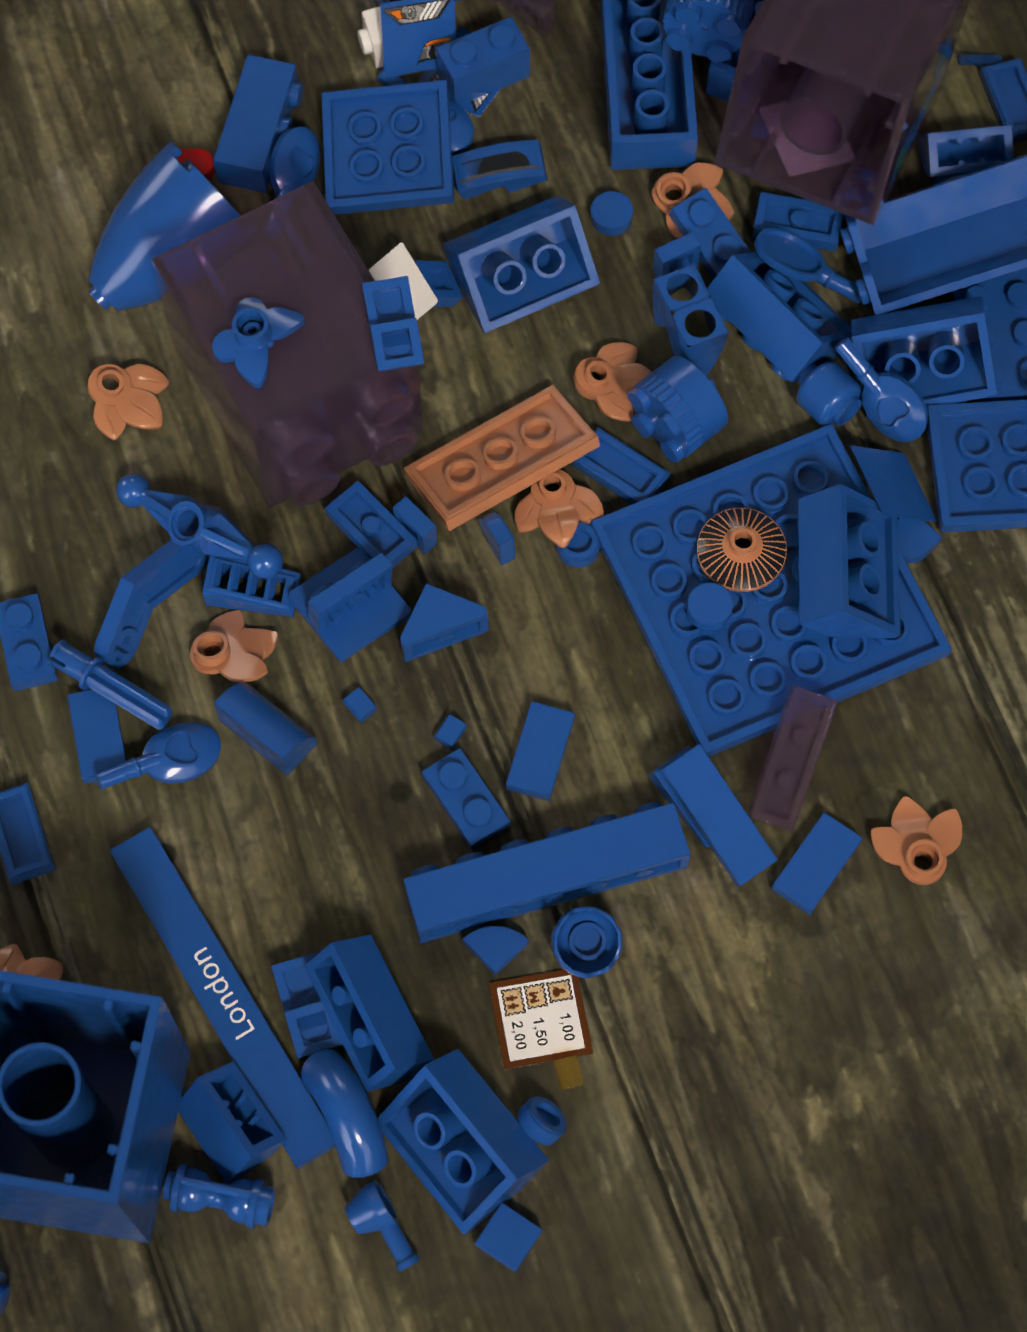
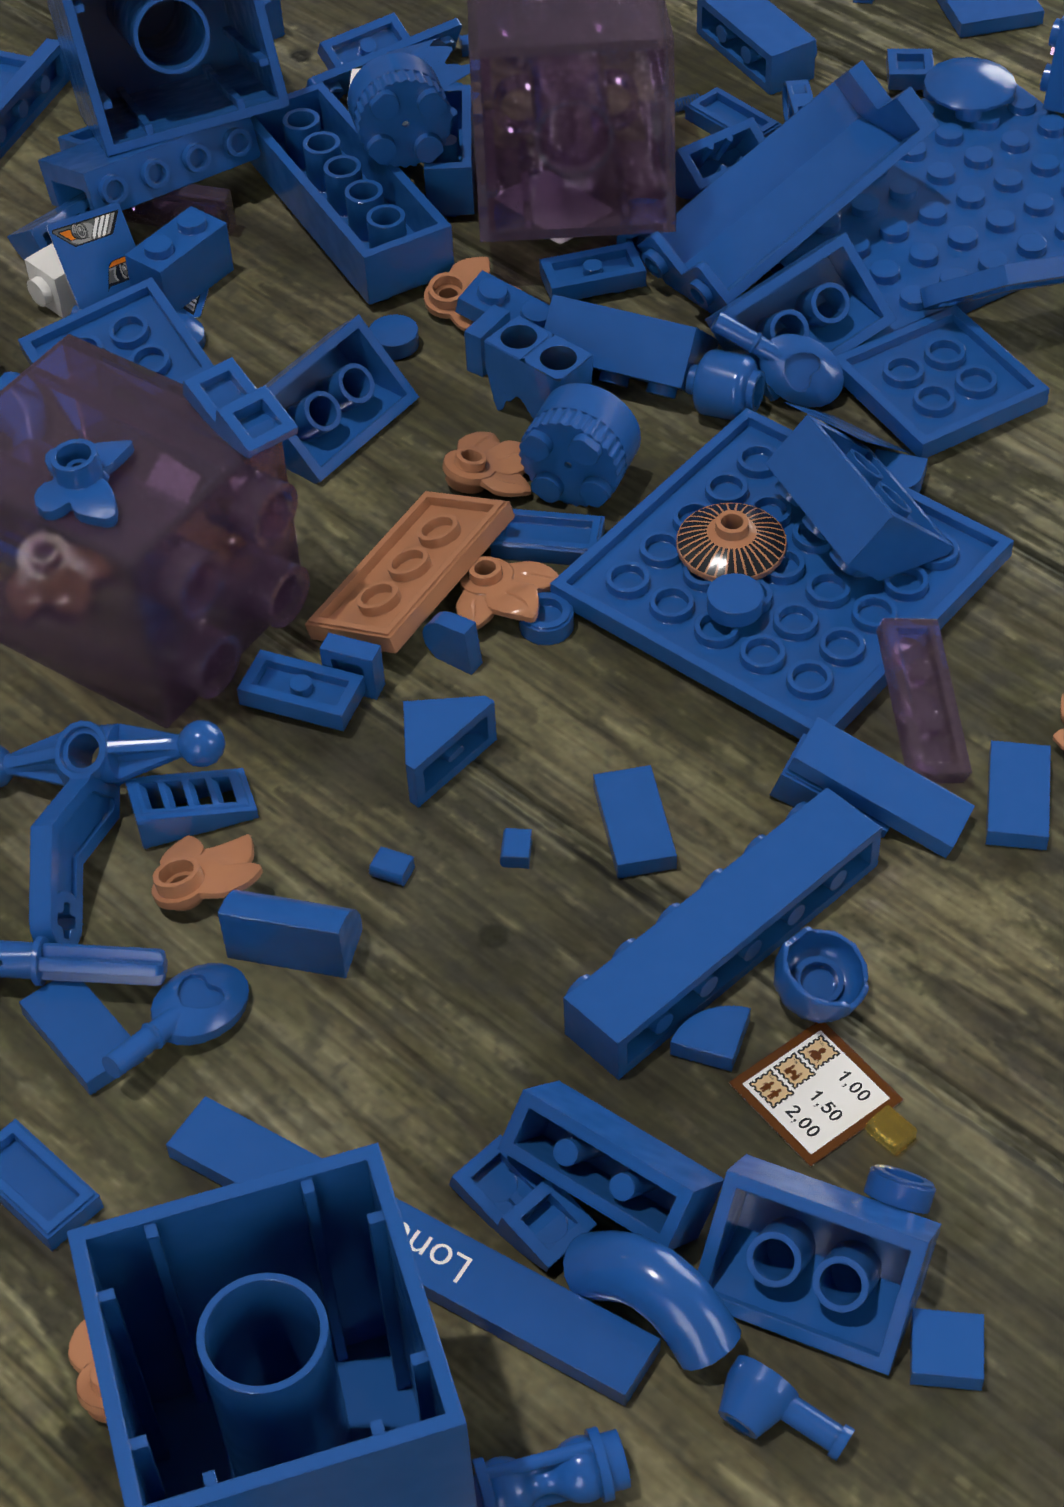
camera: 25 degrees left, 20 degrees down
(230, 1122) = (512, 1382): blue brick -> none
(351, 603) = (322, 764): blue bracket -> none
(465, 799) = (578, 904): blue plate -> none
(498, 165) = (262, 331): blue slope -> none
(801, 260) = (627, 296): blue piece -> none

